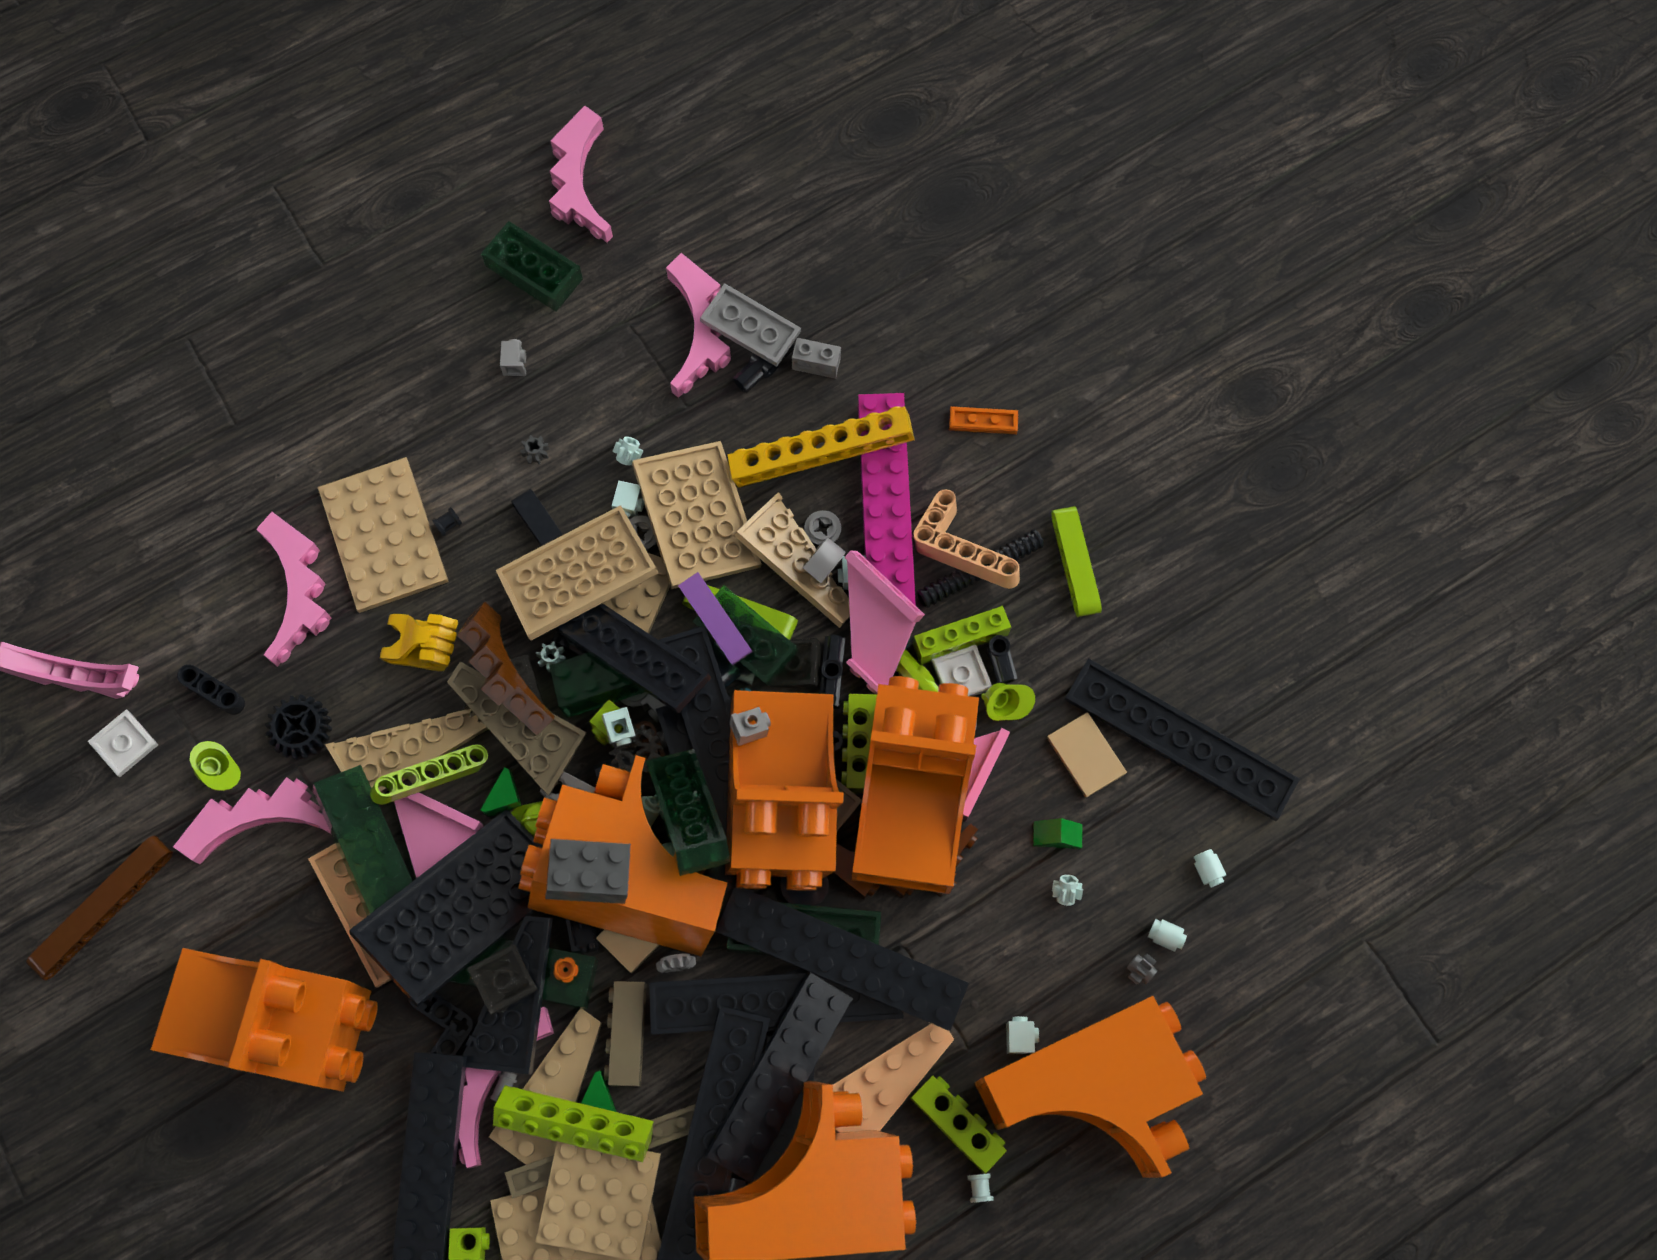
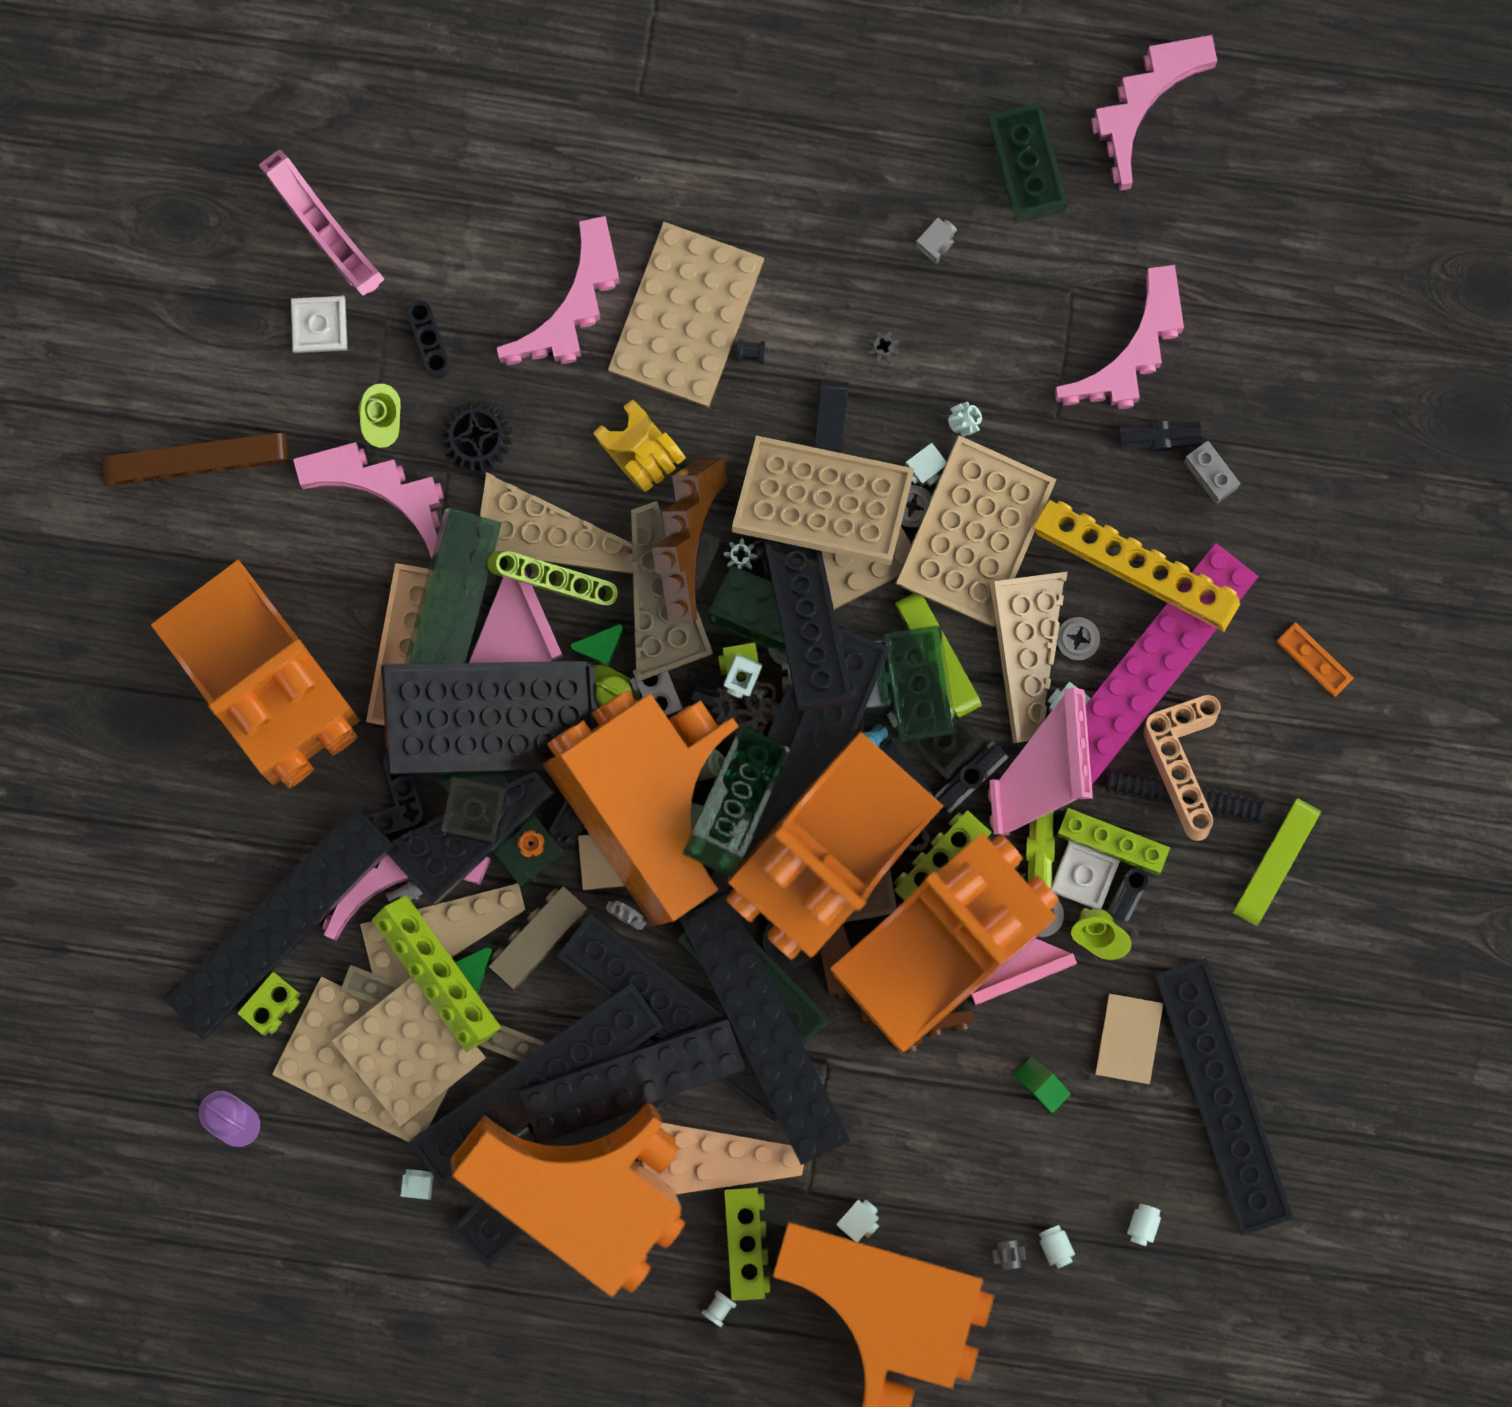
camera: 45 degrees right, 10 degrees up
(588, 871) = (611, 787): dark grey brick -> none
(715, 618) = (904, 649): medium lavender tile -> none
(746, 732) = (837, 777): light grey brick -> none
(750, 324) = (1175, 393): light grey plate -> none
(824, 560) = (1048, 672): light grey brick -> none
(1067, 890) = (1005, 1137): light aqua gear -> none

